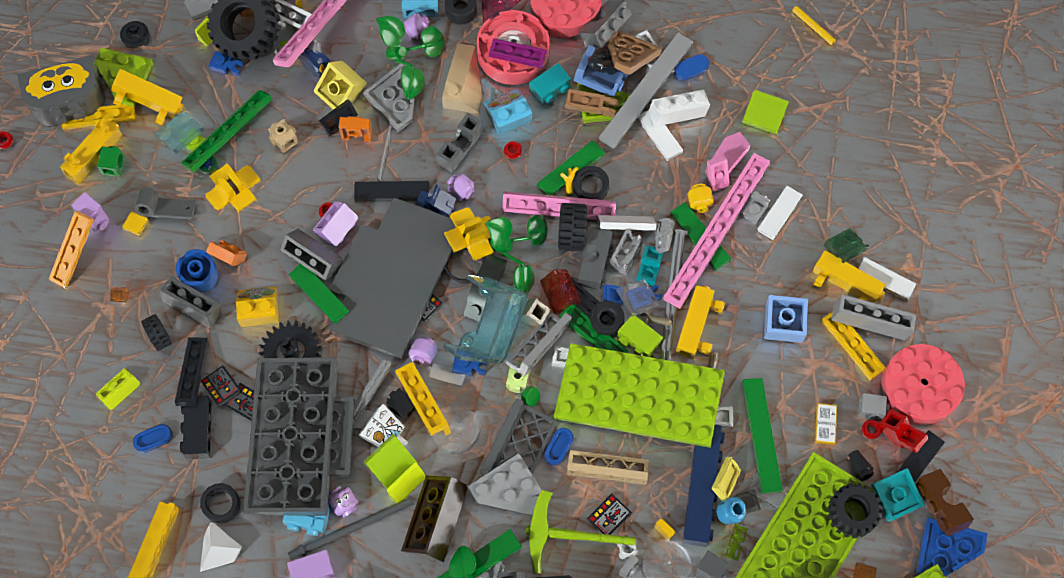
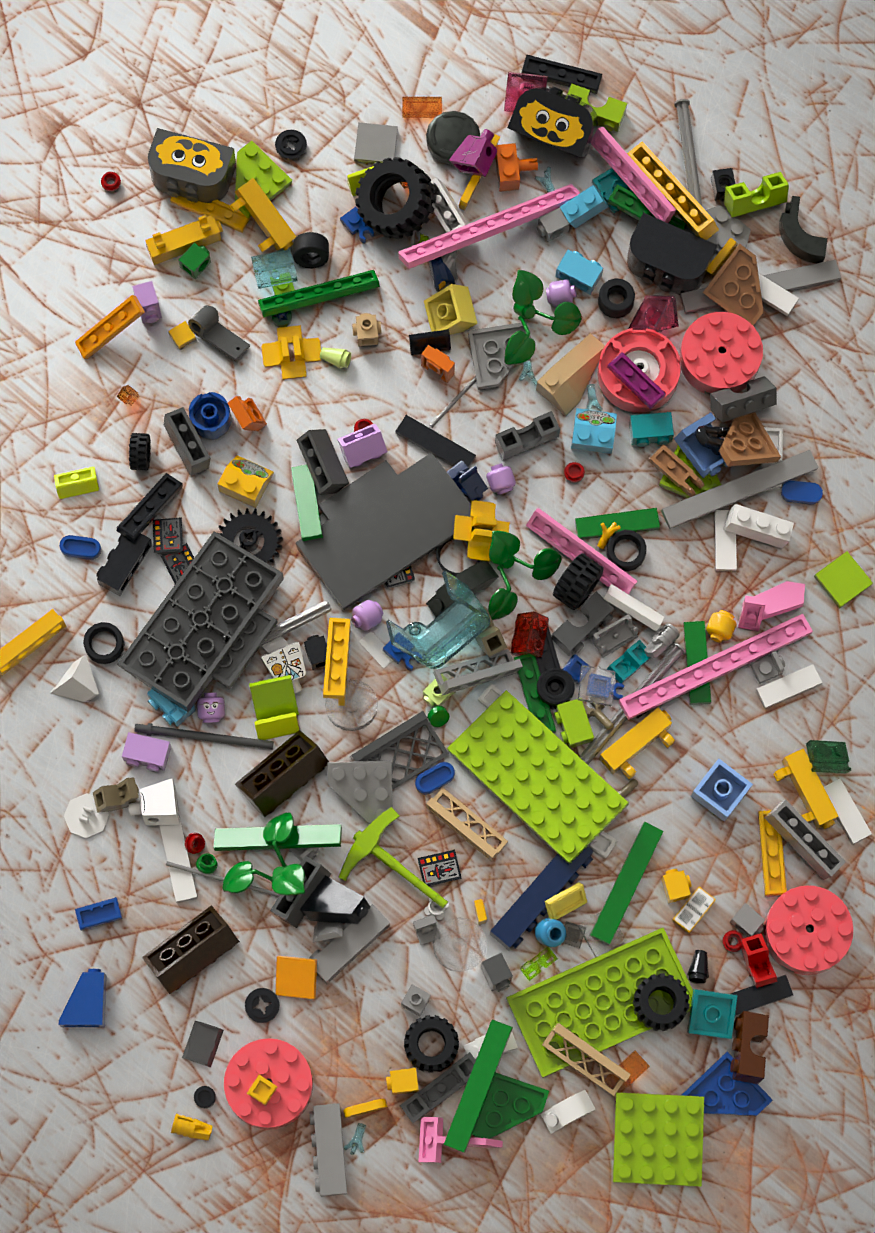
camera: 30 degrees right, 5 degrees up
(200, 101) = (310, 250): none -> black tyre
(271, 170) = (336, 357): none -> yellowish green cone
(427, 96) = (527, 370): none -> clear light blue bar
(800, 413) = (676, 885): none -> yellow brick

